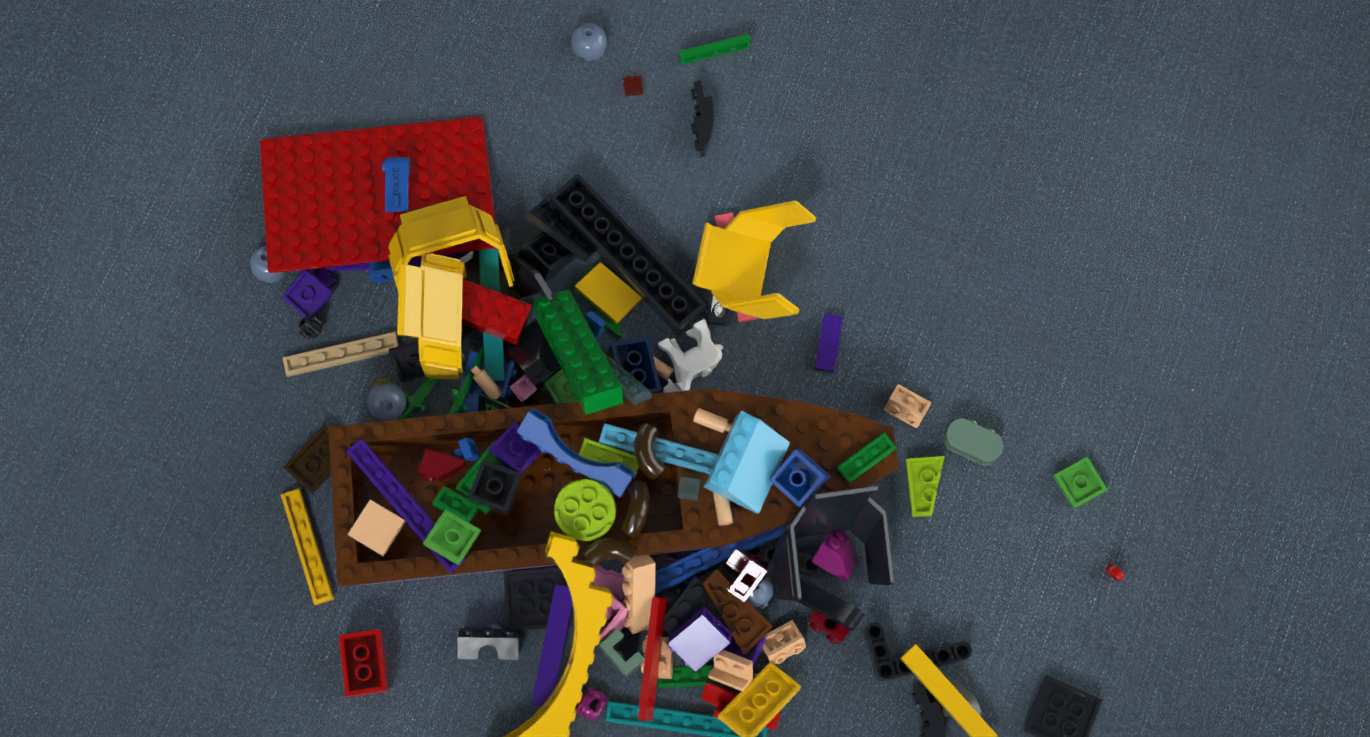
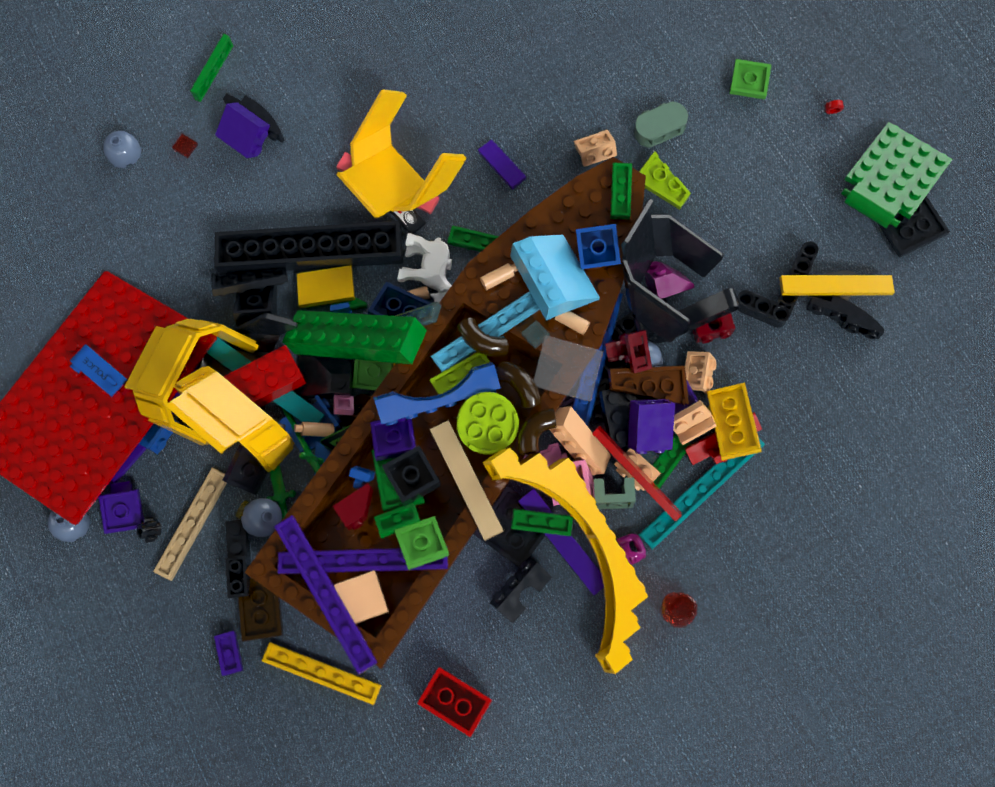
camera: 40 degrees left, 0 degrees up
(267, 465) = (228, 653): none -> dark purple plate
(341, 412) = (237, 559): none -> black slope
(357, 499) = (326, 595): none -> dark purple tile
(528, 531) = (466, 480): none -> tan tile
(552, 616) = (541, 522): none -> green tile
(680, 119) = (242, 130): none -> dark purple brick
(681, 535) = (567, 368): none -> clear piece
(744, 373) = (469, 238): none -> green tile
(1091, 670) = (894, 176): none -> plate

